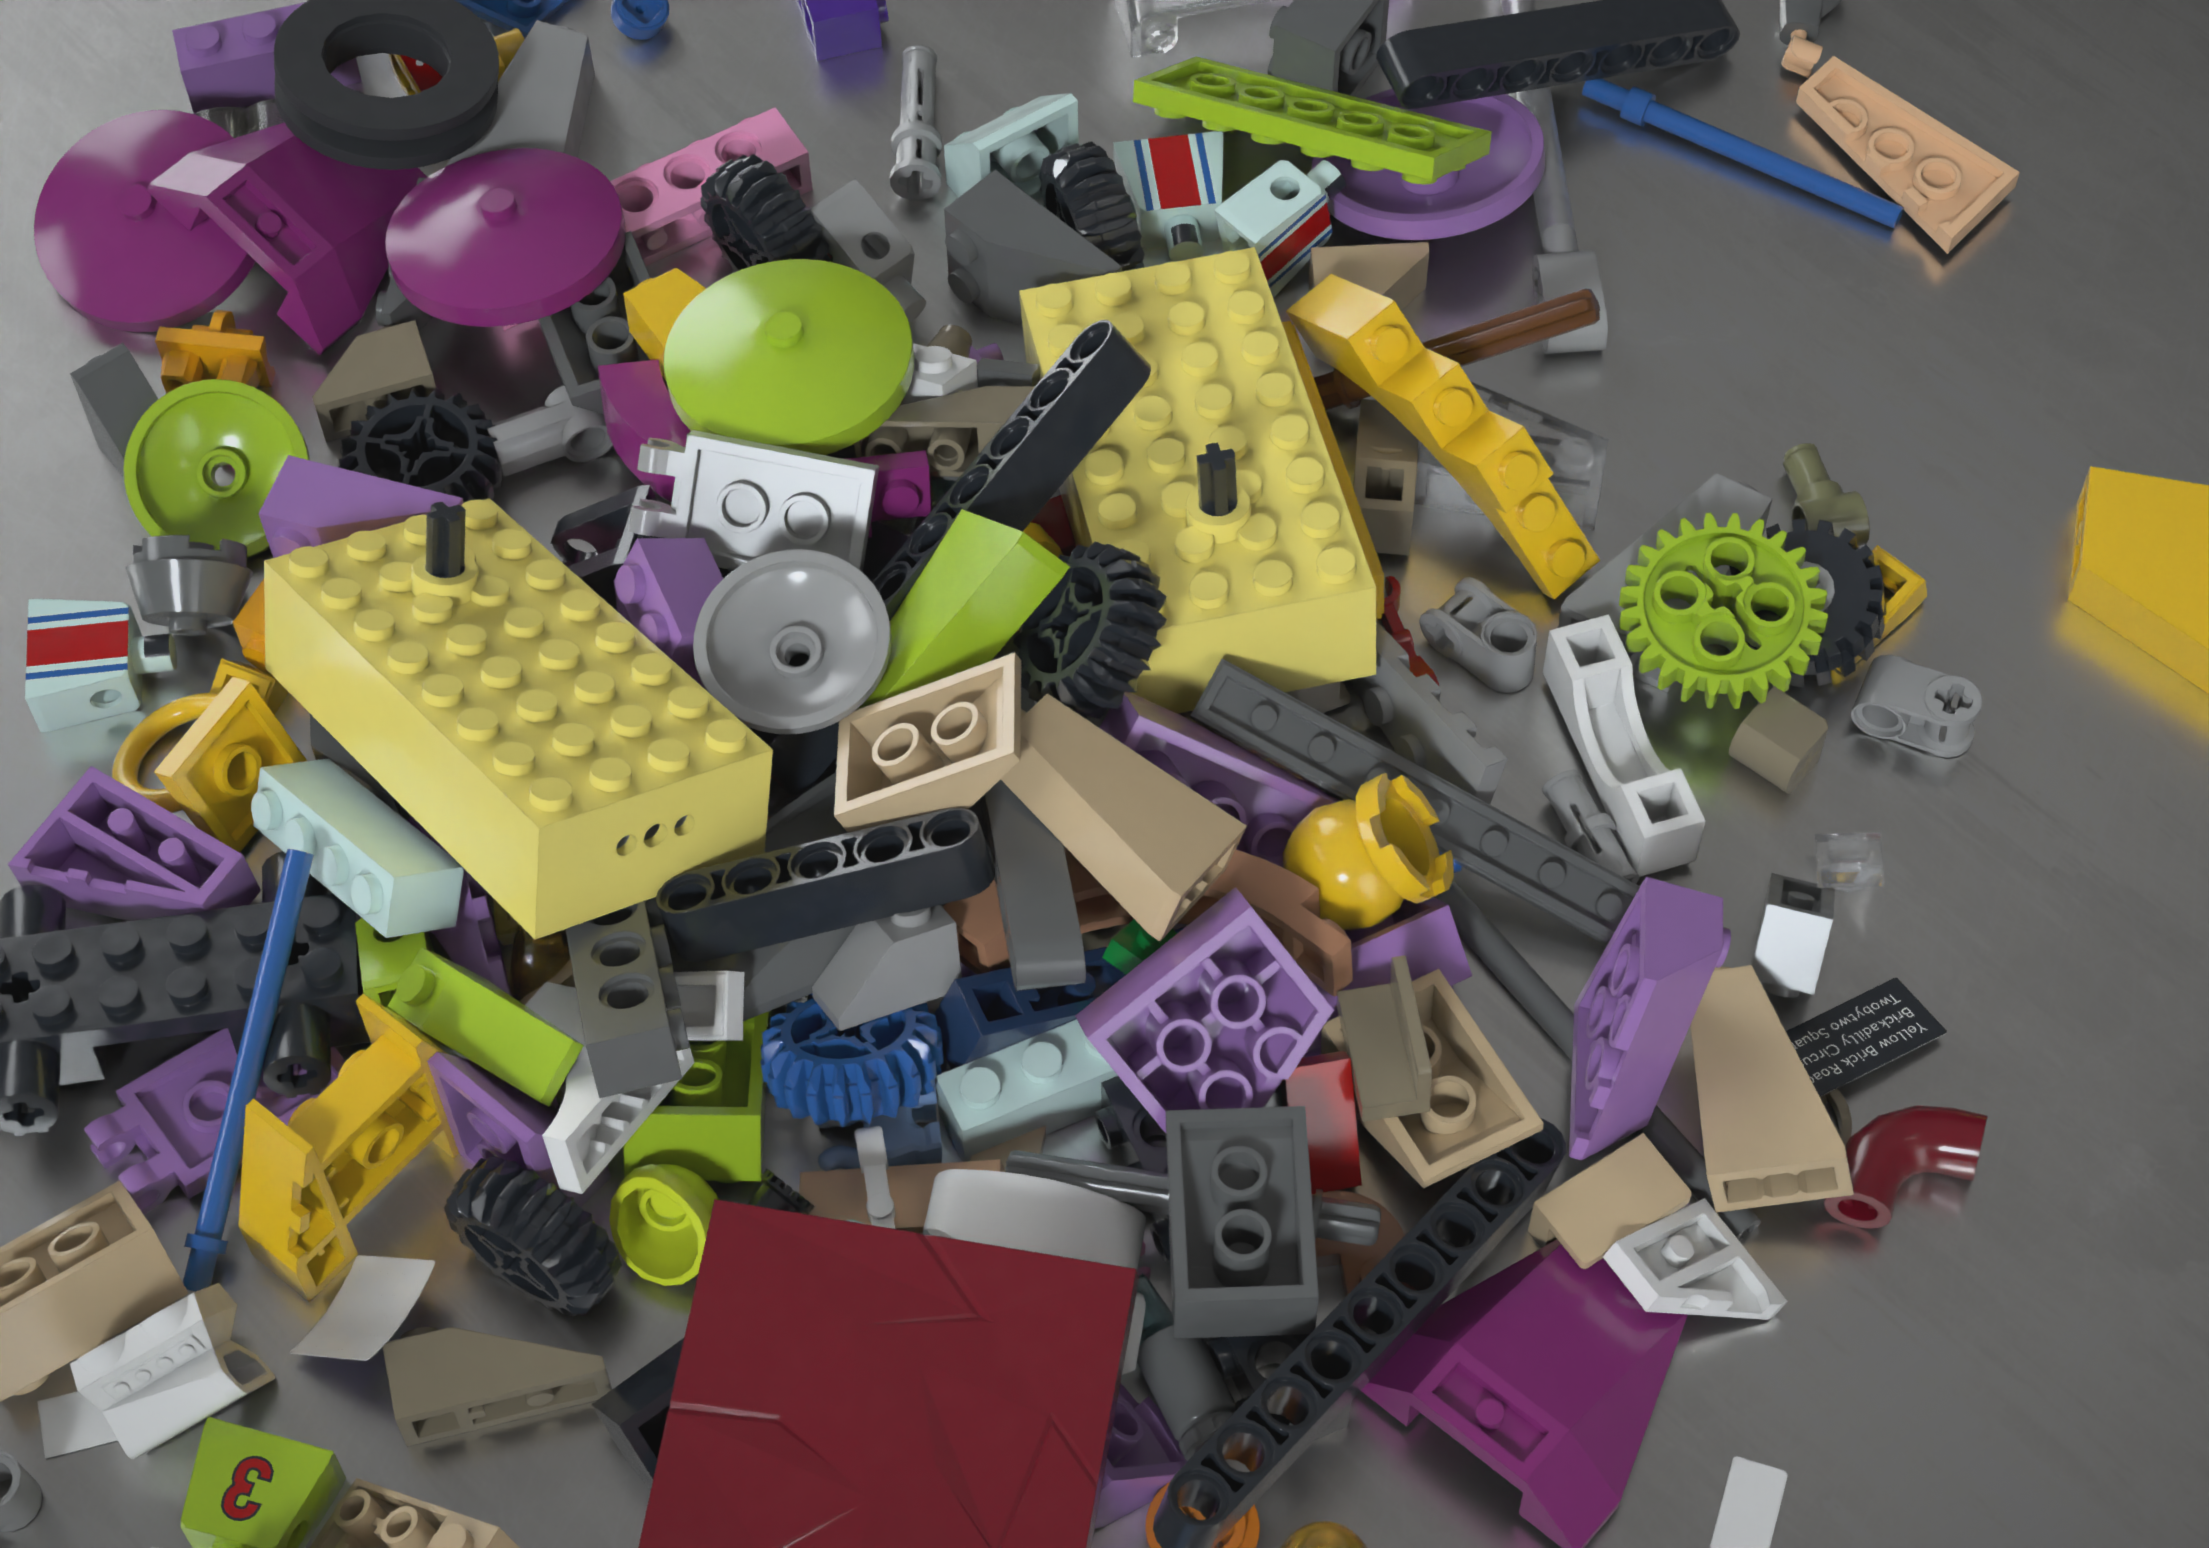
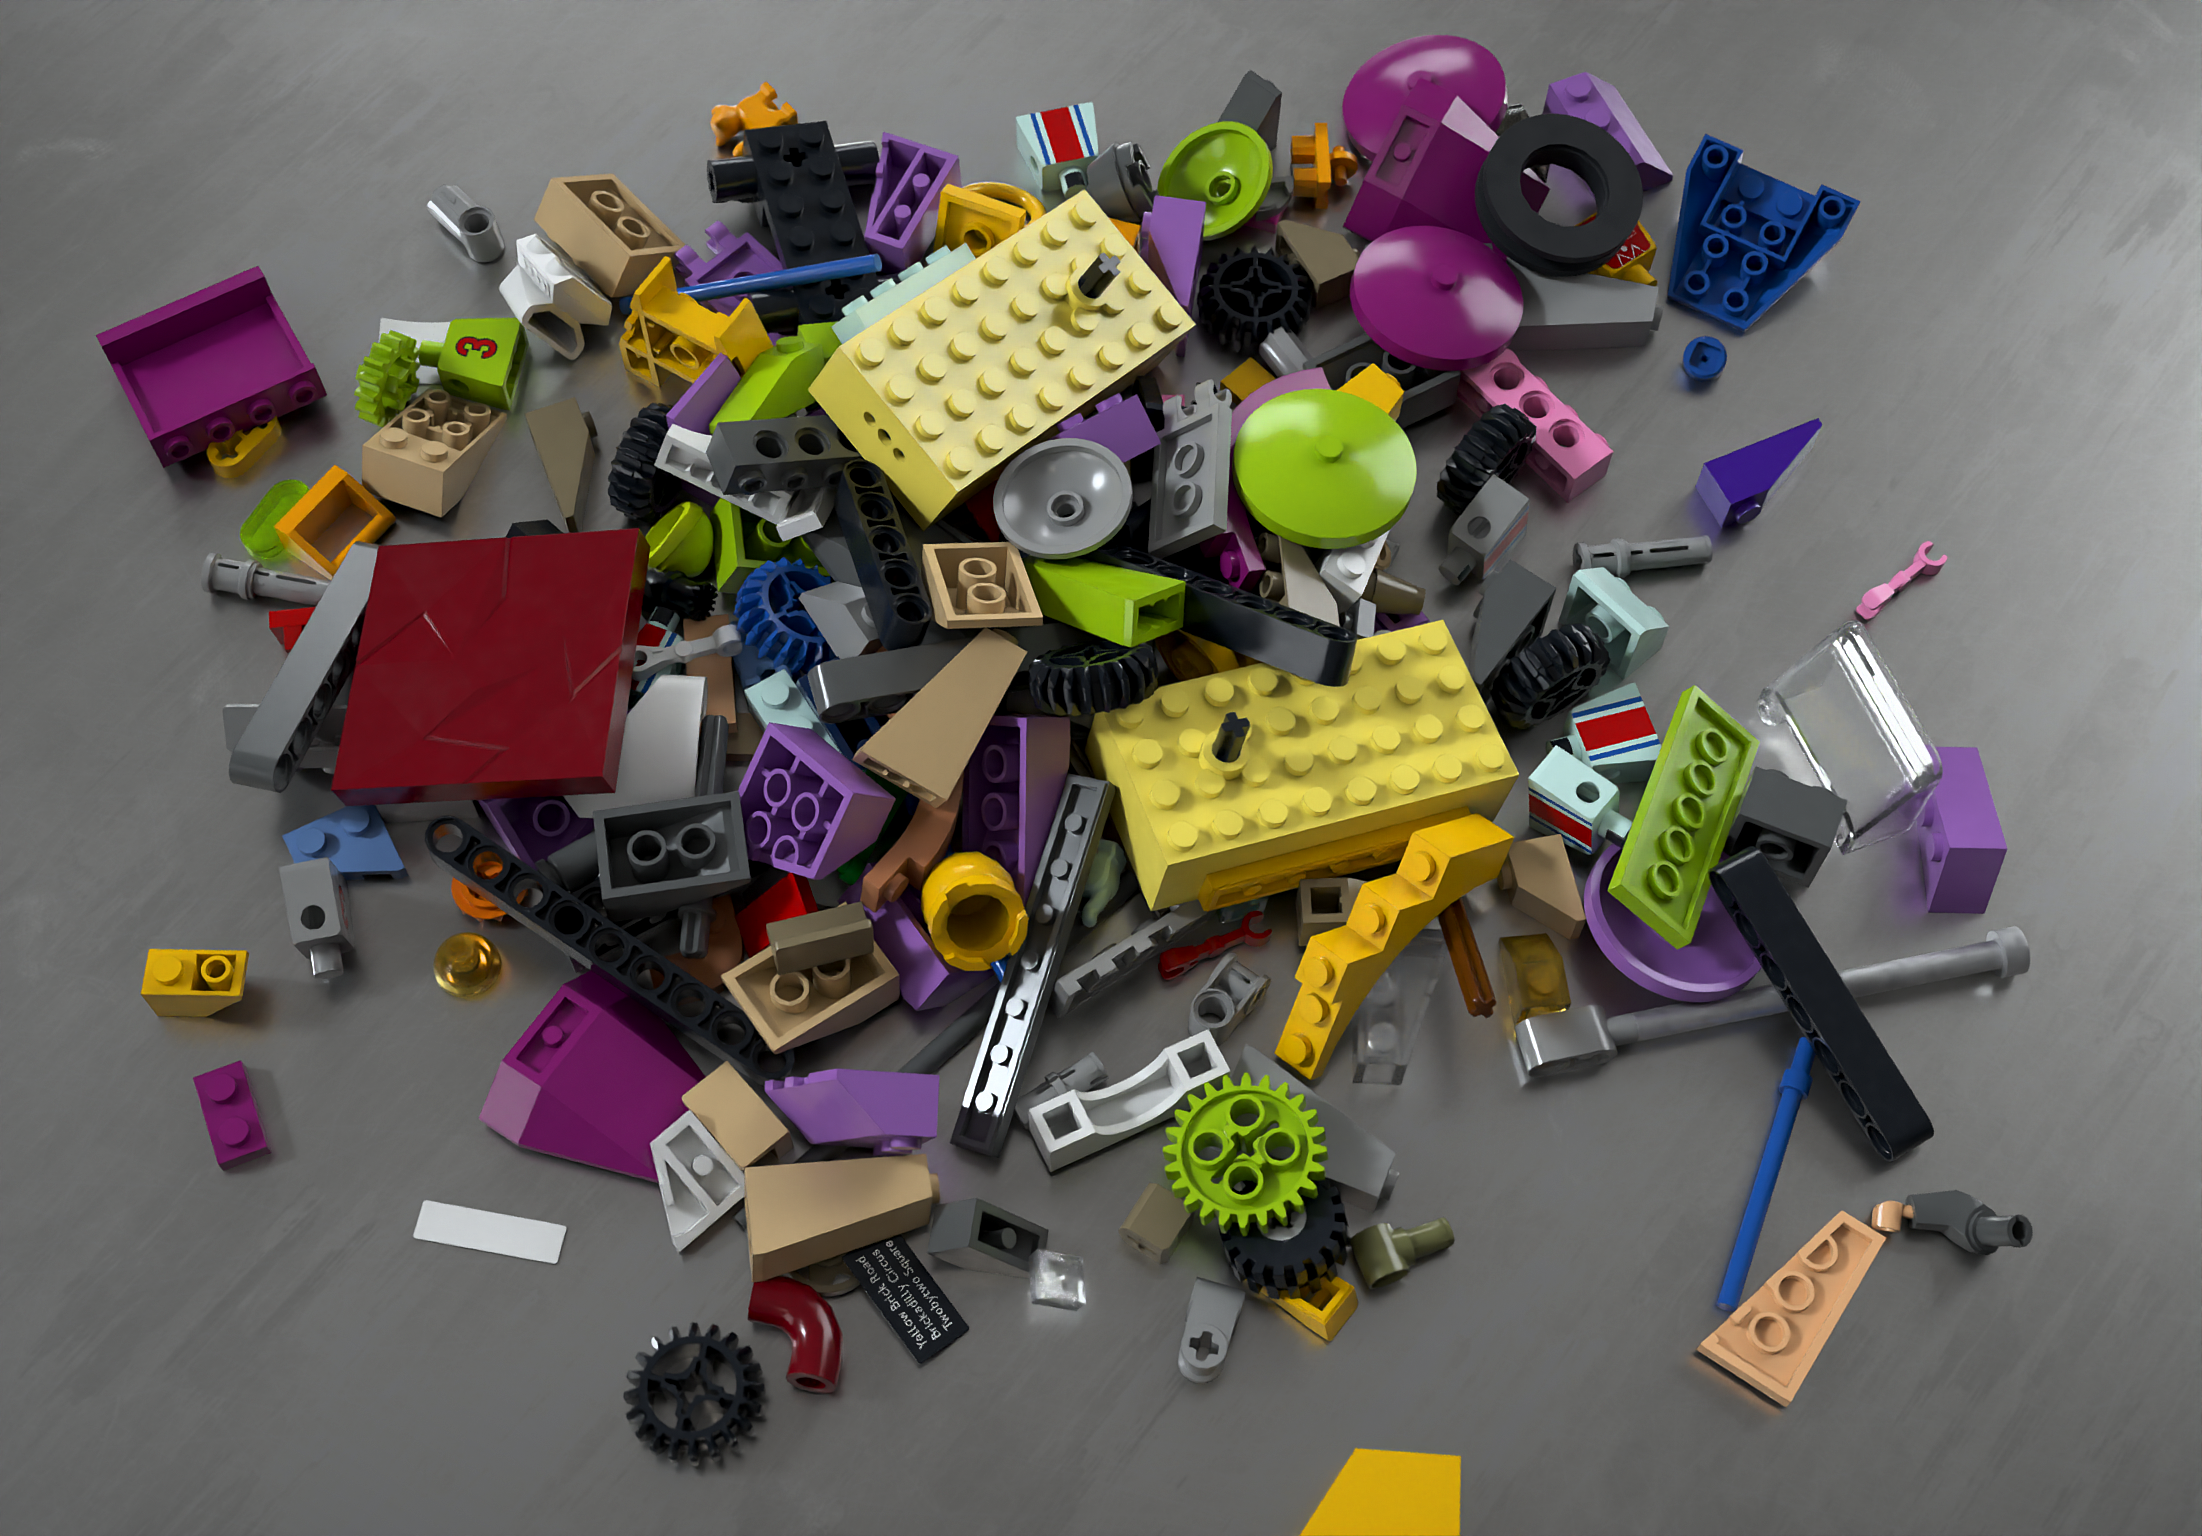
camera: 80 degrees right, 5 degrees up
(367, 1308) = (605, 390): white sticker -> none
(554, 492) = (1245, 380): none -> yellow tile
(1481, 298) = (1533, 976): none -> clear yellow slope
(2044, 1301) = (688, 1414): none -> black gear

